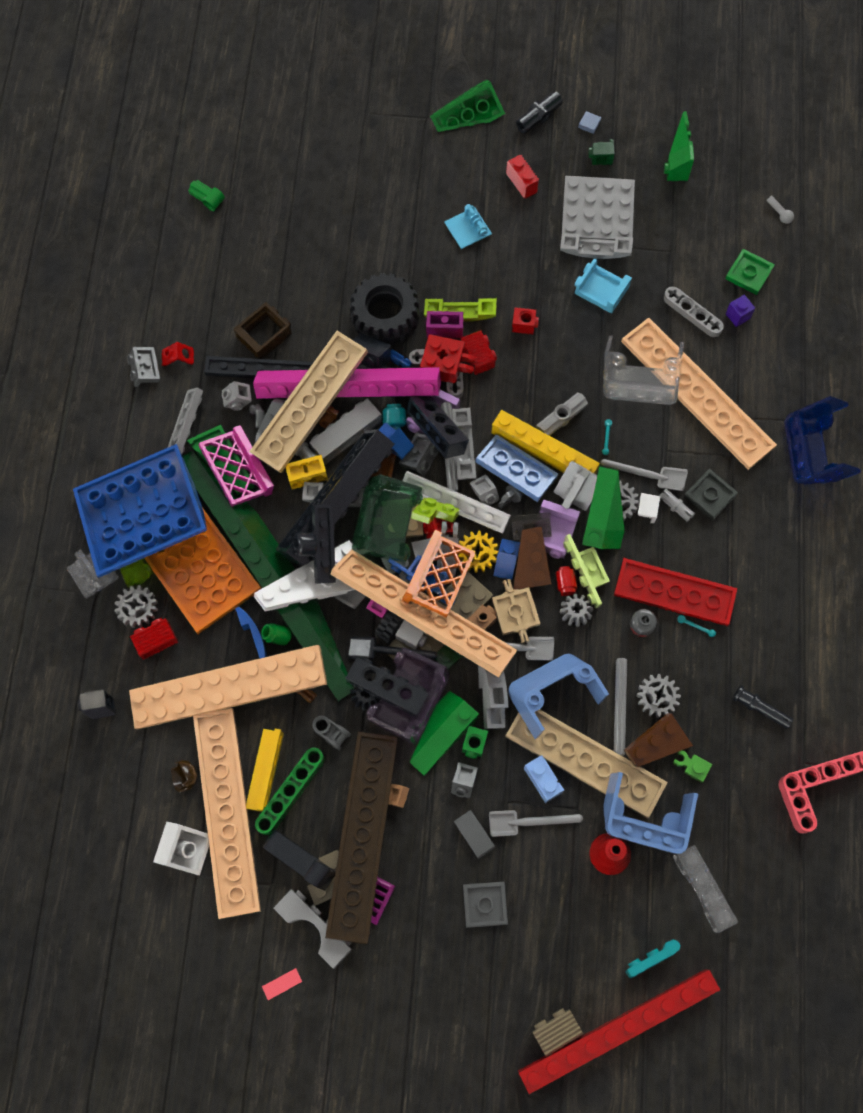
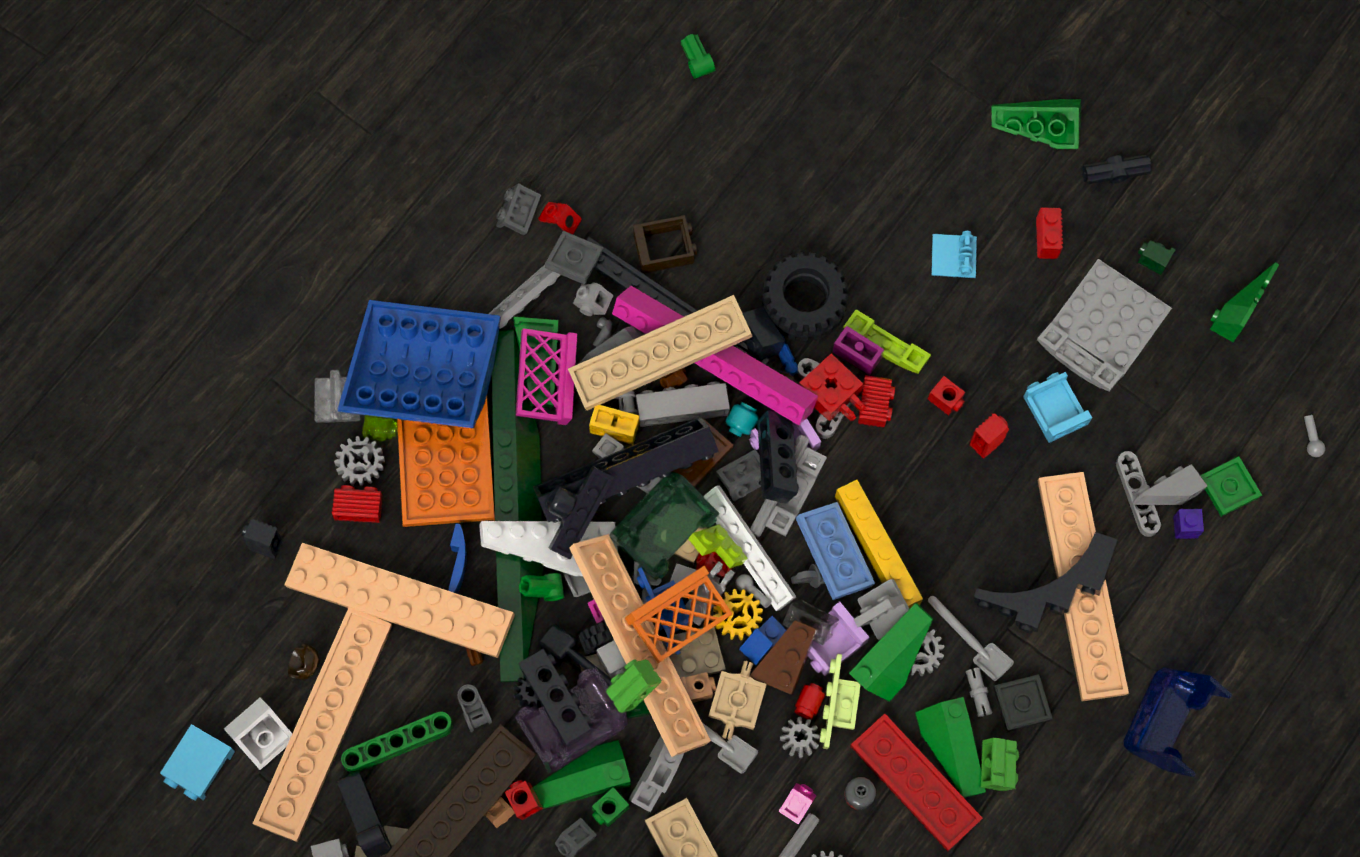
camera: 25 degrees right, 0 degrees up
(147, 900) = (196, 762): none -> medium azure panel
(204, 374) = (573, 257): none -> dark grey tile
(264, 769) = (386, 705): yellow fence -> none
(276, 634) = (480, 575): green brick -> none
(329, 613) = (546, 586): none -> green piece
(402, 443) = (727, 444): blue slope -> none
(415, 781) = (532, 804): none -> red brick
(440, 642) = (633, 685): none -> bright green brick
(467, 527) = (746, 583): none -> light grey bar
(485, 490) = (787, 554): light grey bracket -> none
(526, 690) = (693, 786): medium blue windscreen -> none
(569, 408) = (934, 520): light grey piece -> none
(571, 328) = (989, 435): none -> red brick
(589, 122) = (1166, 212): sand blue tile -> none
(604, 656) = (797, 802): none -> bracket
(608, 423) = (964, 562): teal hinge -> none
(641, 383) = (1024, 536): clear windscreen -> none
(648, 506) = (946, 675): white panel -> none
(674, 425) = (1058, 595): none -> black arch
(681, 548) = (951, 739): none -> green wedge
(681, 619) = (904, 814): teal hinge -> none
(717, 293) = (1174, 490): none -> light grey slope
(723, 544) = (999, 764): none -> bright green brick

